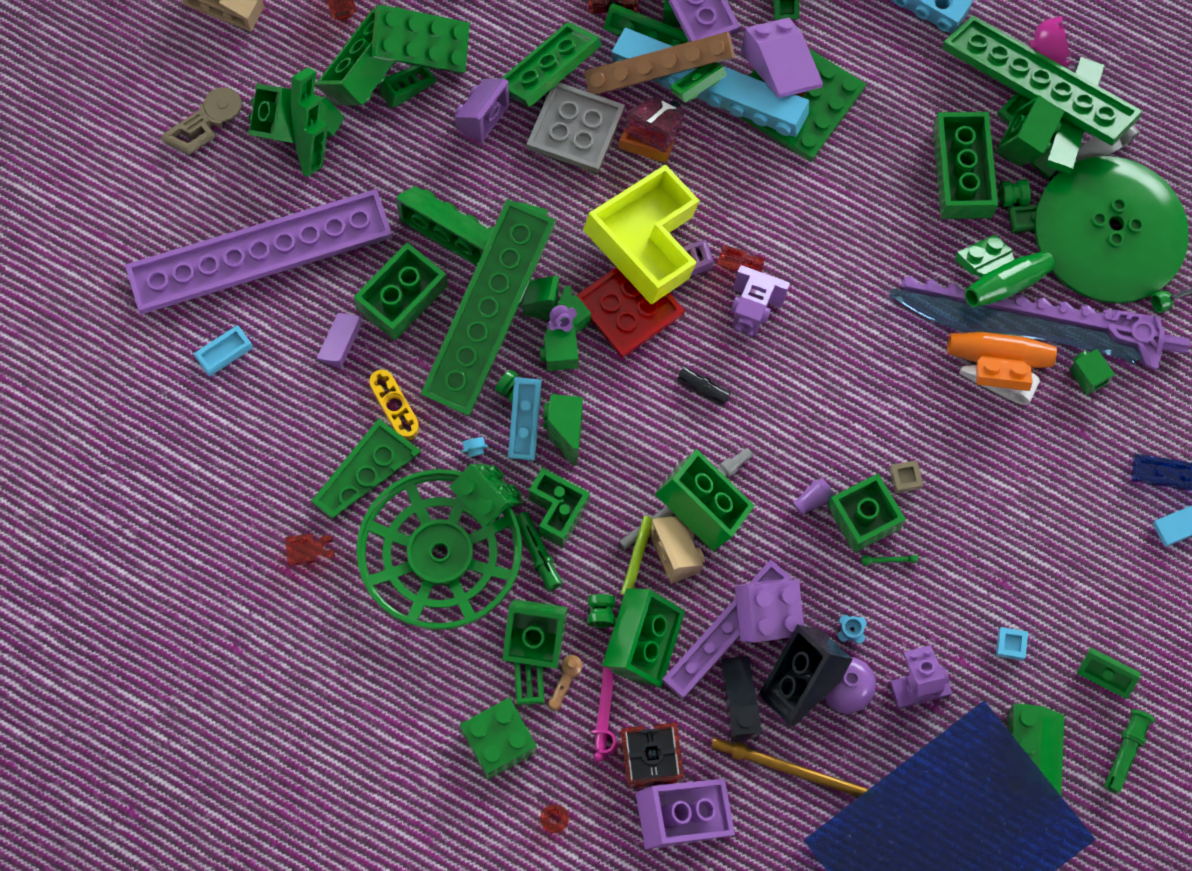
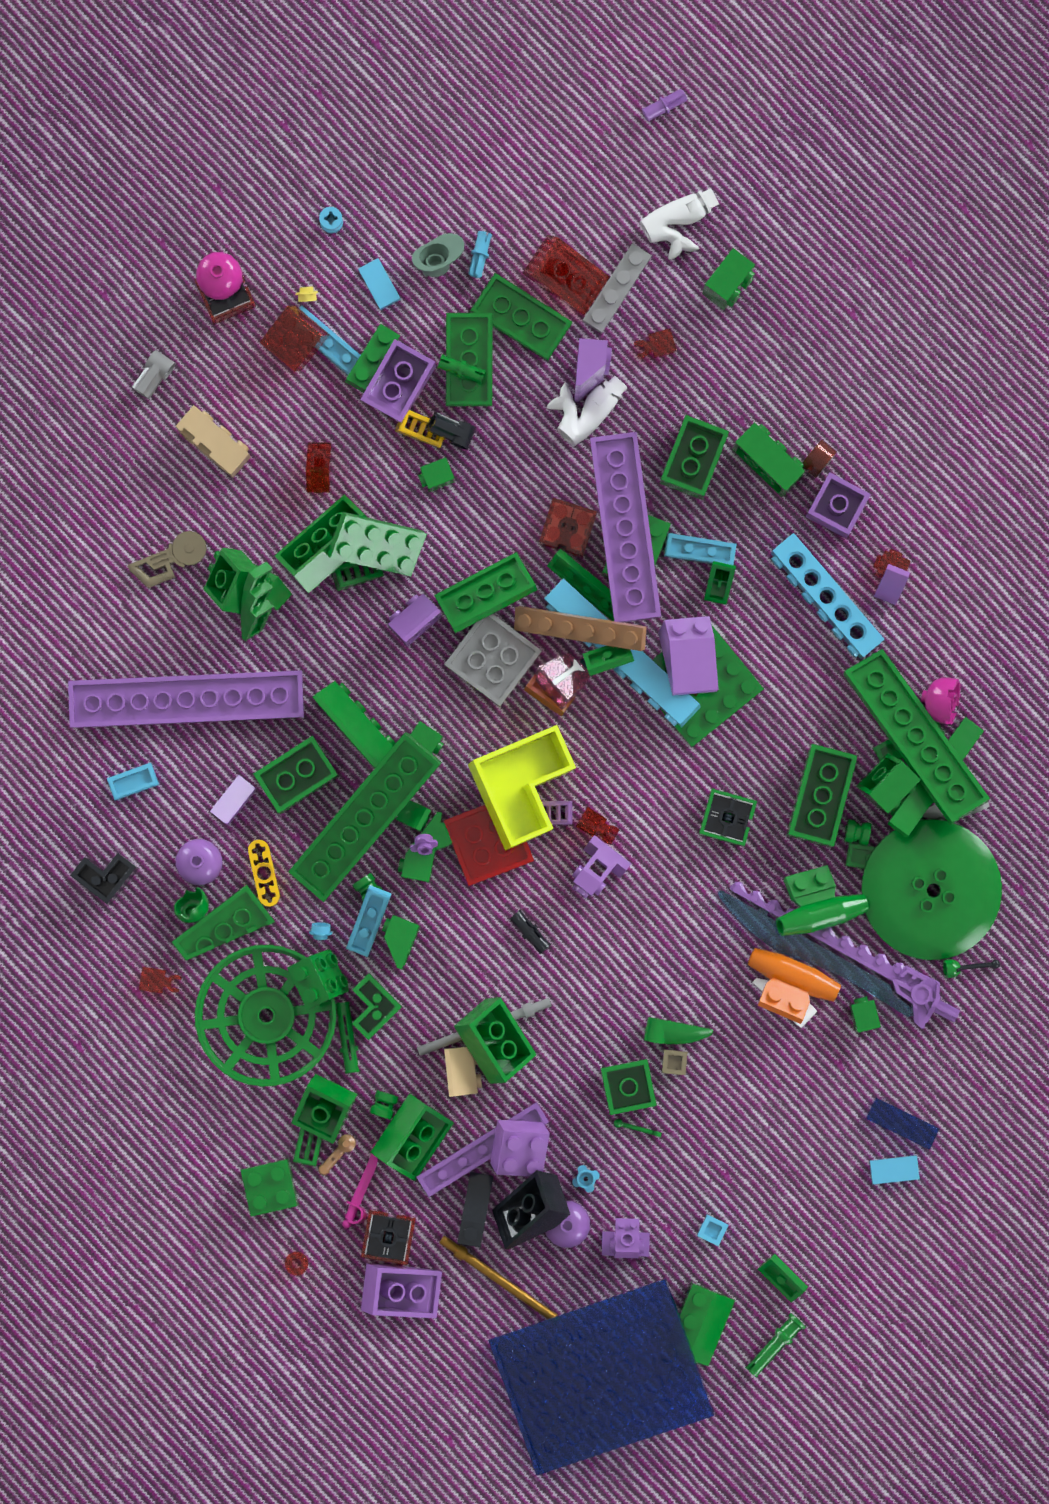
camera: 15 degrees right, 15 degrees up
(220, 457) = (105, 883): none -> black brick
(318, 412) = (199, 862): none -> medium lavender cylinder
(324, 458) = (192, 906): none -> green hair
(637, 554) = (428, 1065): lime bar -> none
(814, 496) = (591, 1057): medium lavender cone -> none
(874, 214) = (727, 817): none -> piece
(888, 446) = (672, 1032): none -> green piece

